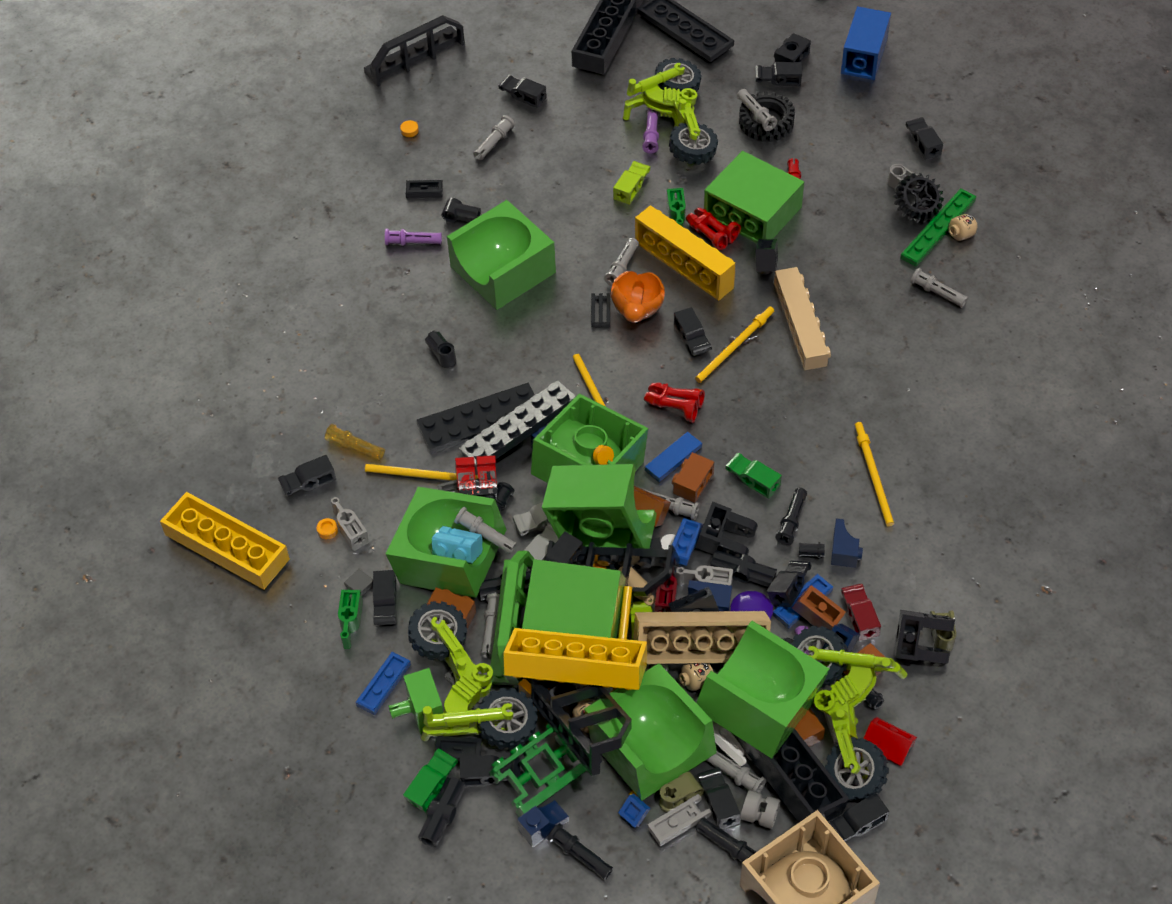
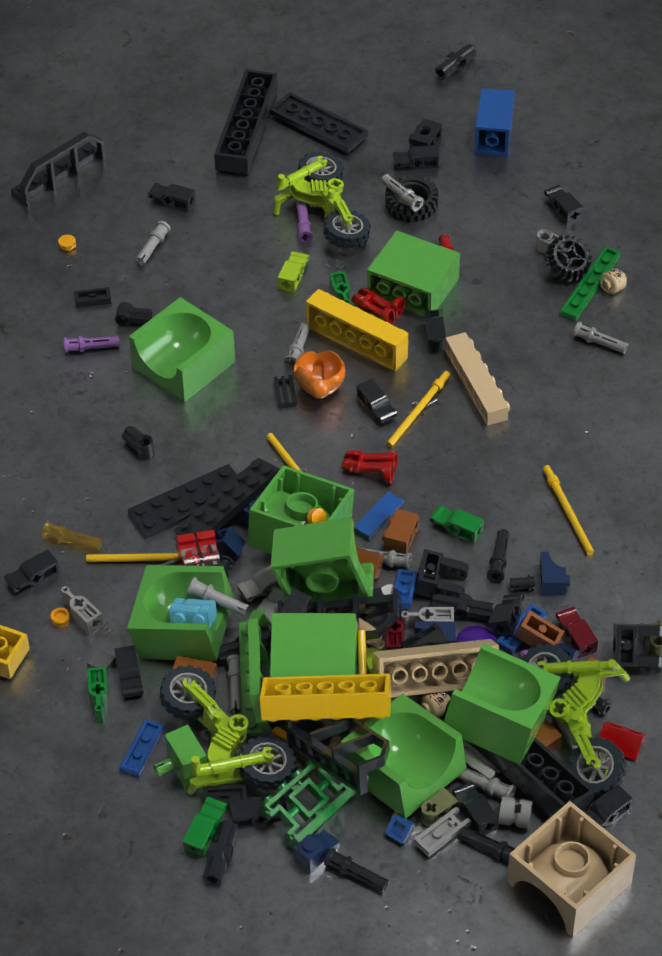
camera: 10 degrees left, 5 degrees down
(511, 469) = (229, 542): none -> dark blue arch

